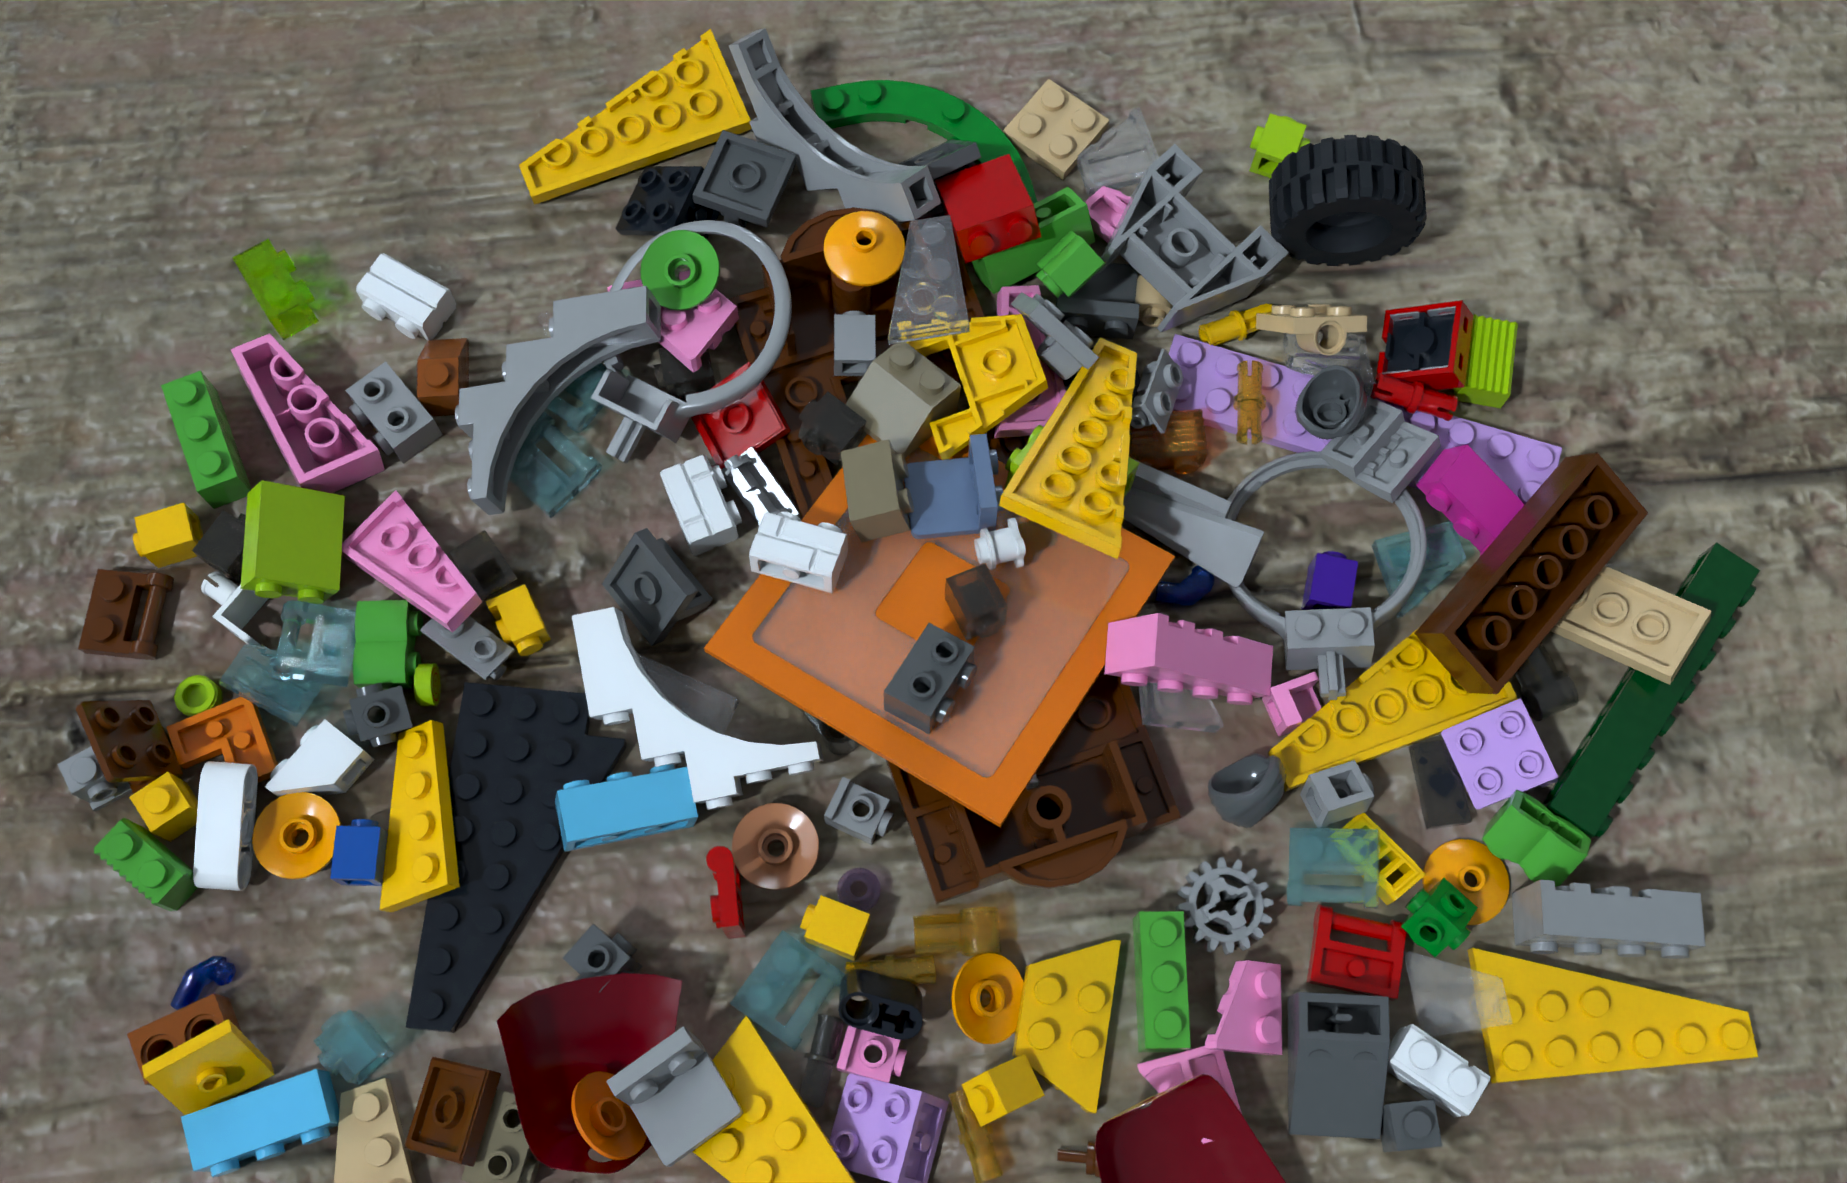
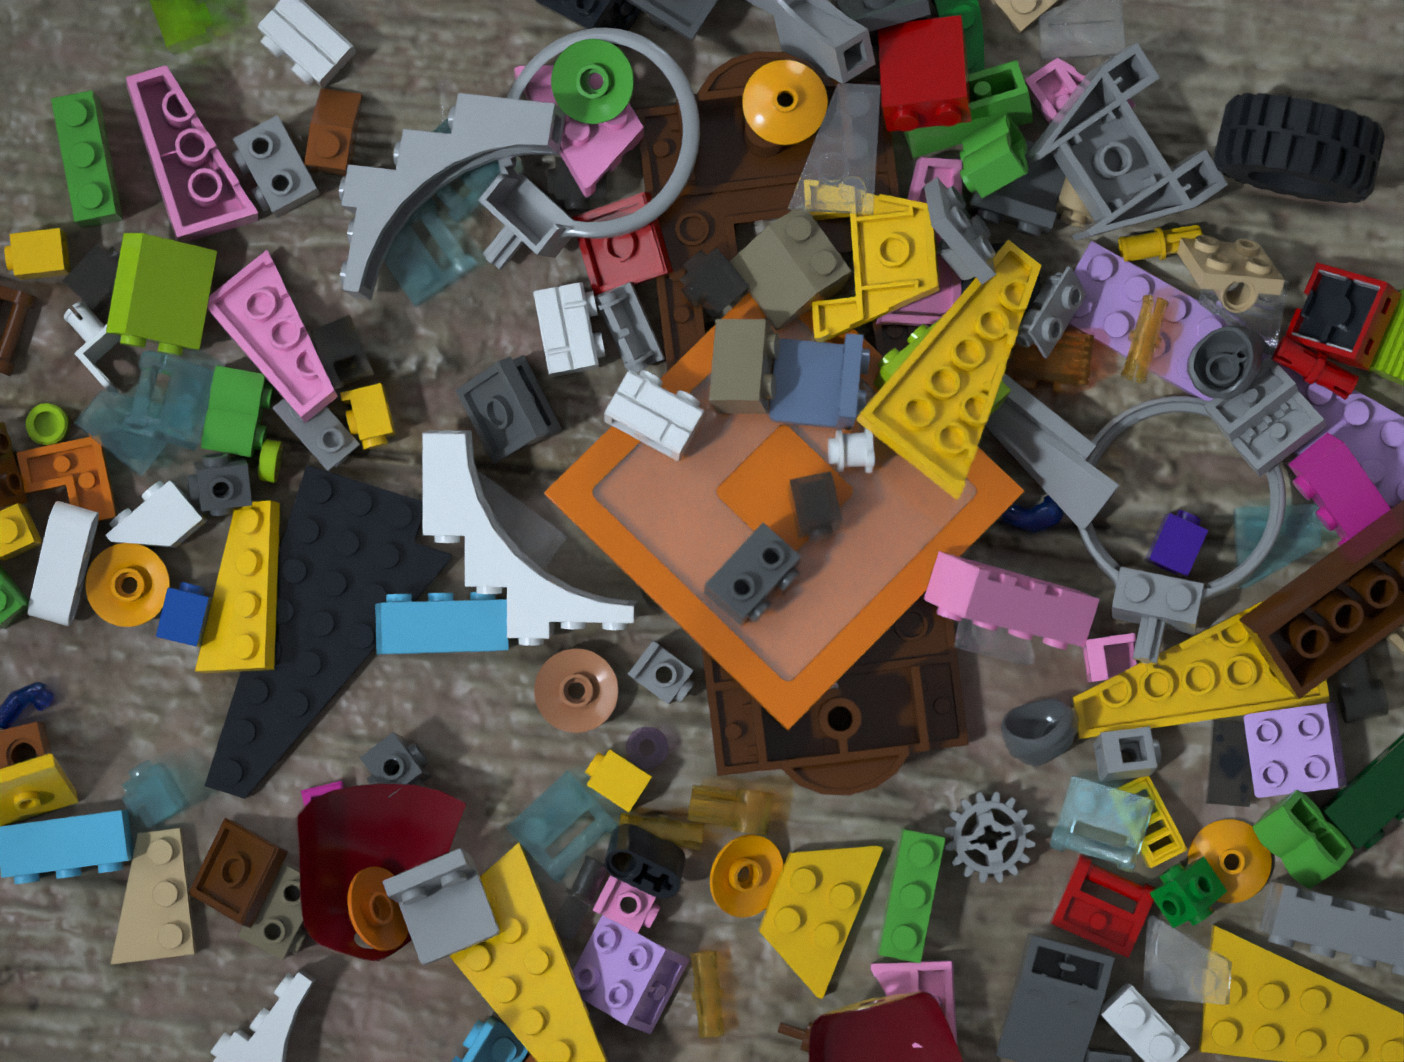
camera: 15 degrees right, 15 degrees up
(727, 905) = (520, 743): red plate -> none
(853, 343) = (755, 193): light grey brick -> none
(1002, 1090) = (740, 962): yellow brick -> none
(1250, 1011) = (988, 939): bright pink wing -> none
(1275, 142) = (1258, 48): lime brick -> none

